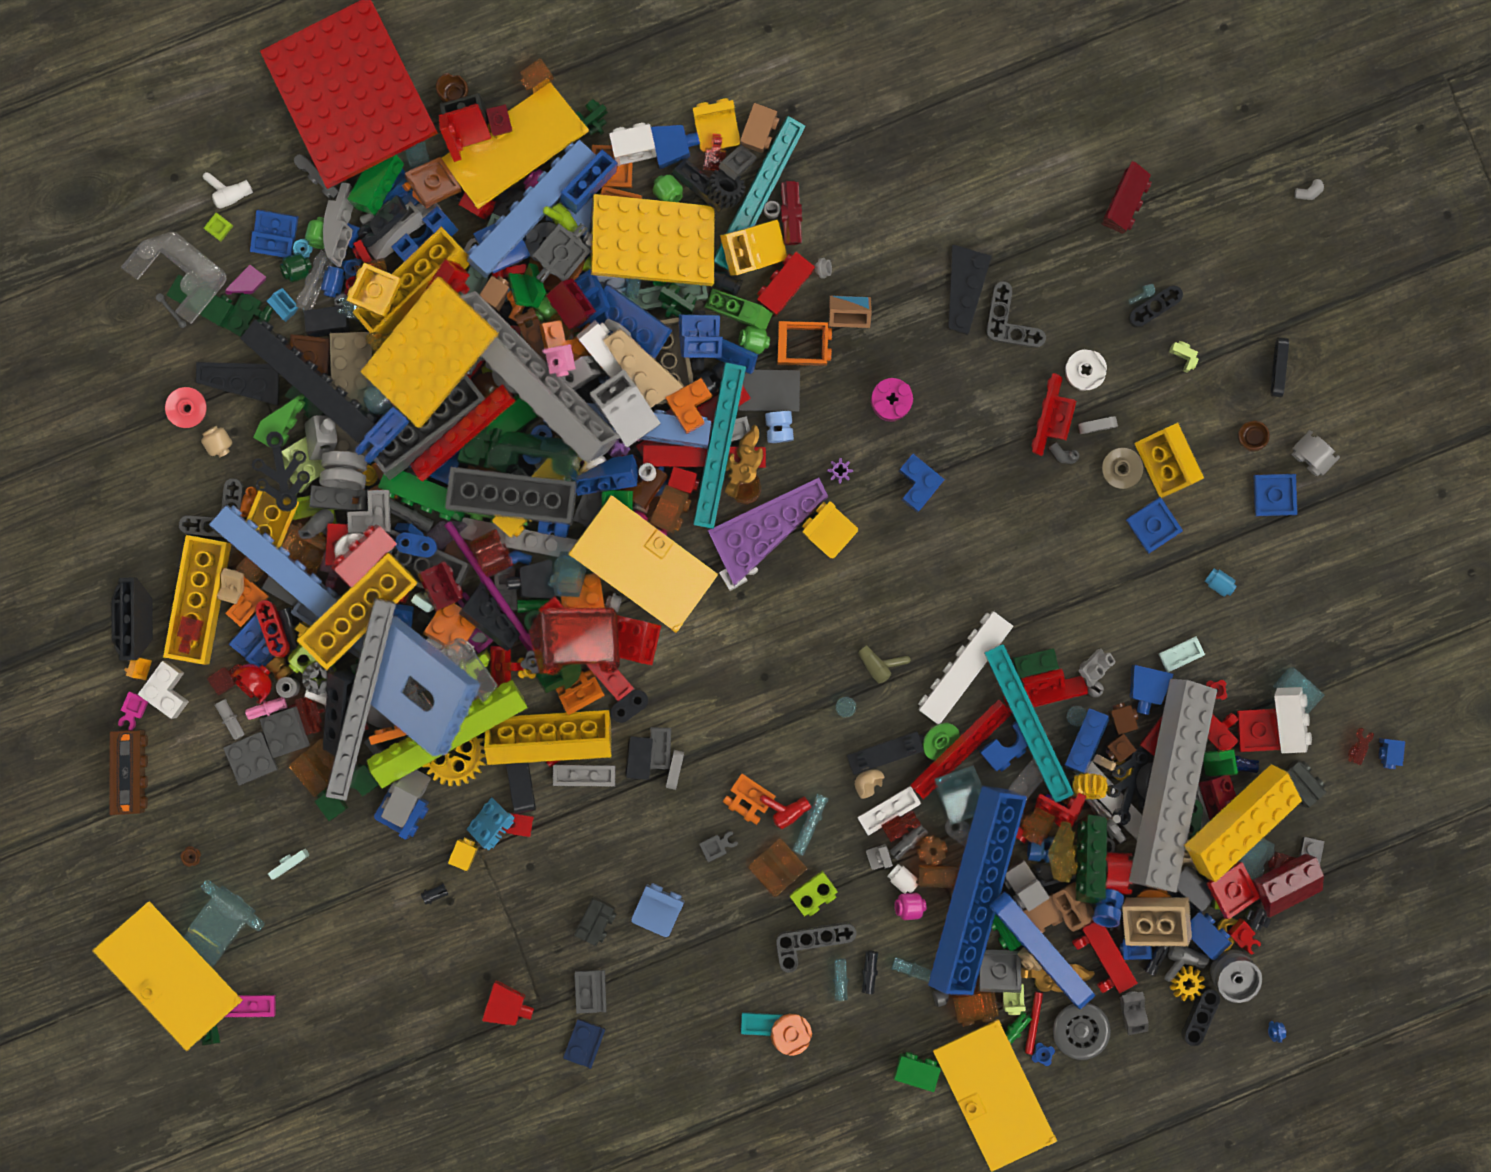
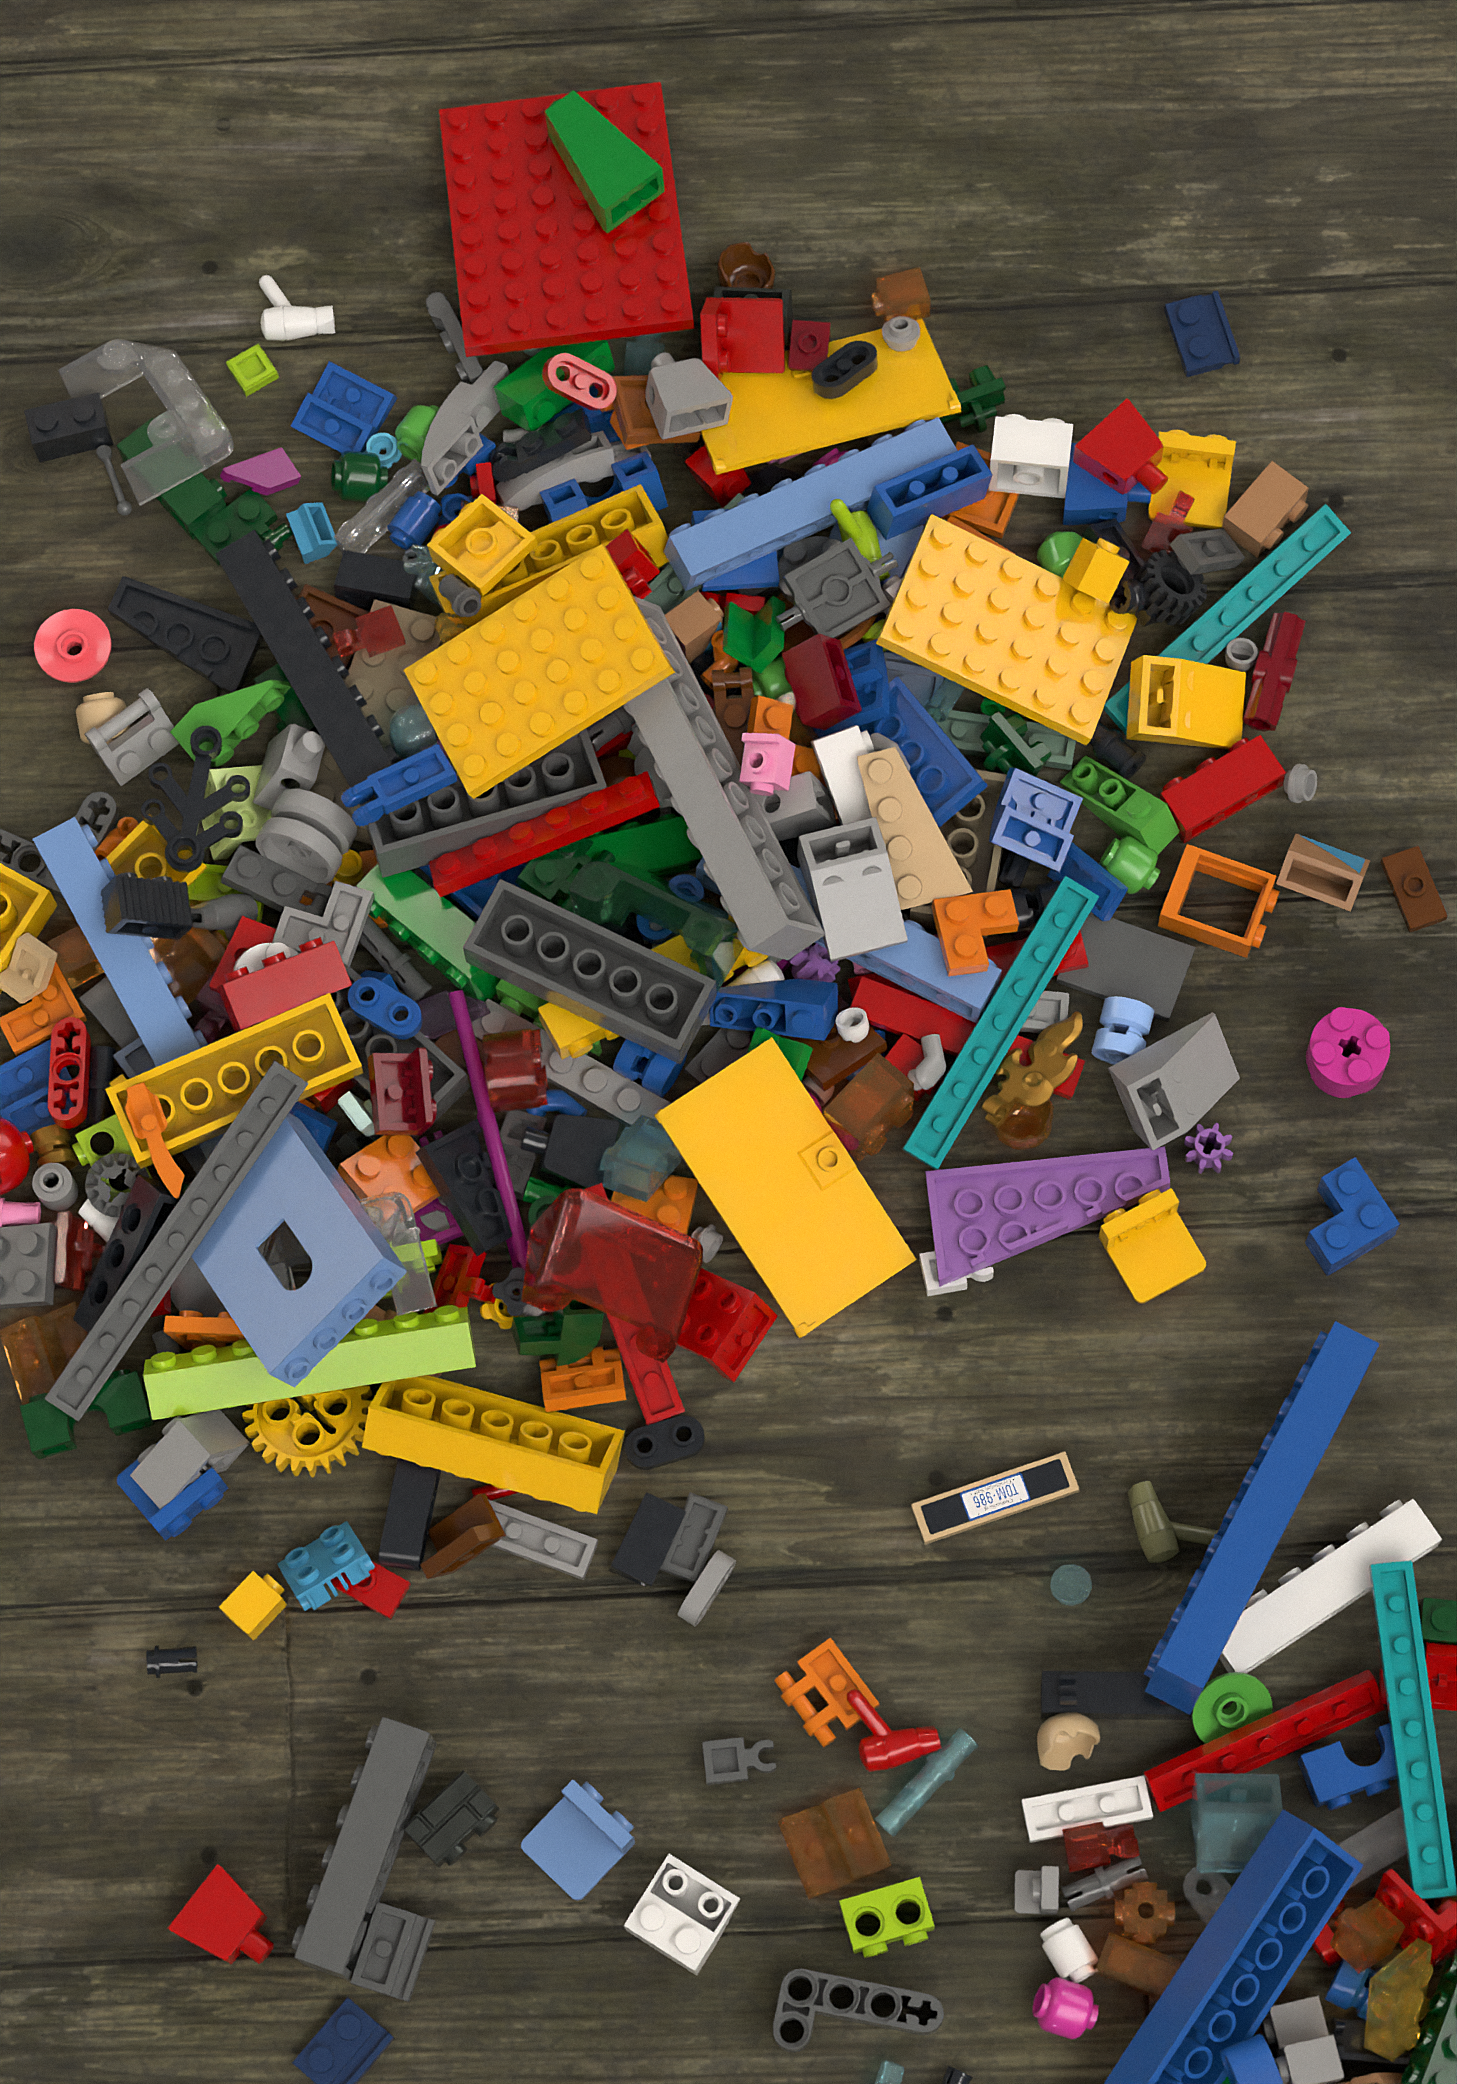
camera: 25 degrees right, 15 degrees down
(137, 292) = (68, 427): none -> black brick
(236, 446) = (139, 744): none -> light grey plate
(279, 539) = (146, 907): none -> black brick
(324, 649) = (148, 1122): none -> orange piece
(337, 352) = (375, 632): none -> clear red plate
(358, 57) = (603, 161): none -> green slope
(376, 323) = (464, 599): none -> dark grey pin
(389, 183) = (577, 380): none -> plate
(446, 172) = (685, 397): none -> light grey torso
(522, 129) = (844, 369): none -> black plate
(545, 99) = (901, 333): none -> light grey plate
(550, 787) = (462, 1537): none -> reddish brown panel
(560, 951) = (365, 1848): none -> dark grey brick
(678, 125) = (1122, 451): none -> red torso
(686, 193) = (1096, 569): none -> yellow brick
(693, 480) = (932, 1065): none -> light grey arm
(695, 41) = (1201, 333): none -> dark blue plate
(706, 201) = (1128, 597): none -> black bush
(718, 928) = (682, 1914): none -> white slope
(795, 677) = (995, 1498): none -> tile
(813, 444) = (1175, 1081): none -> light grey slope
(896, 302) = (1413, 889): none -> reddish brown plate
(927, 648) = (1258, 1516): none -> blue brick

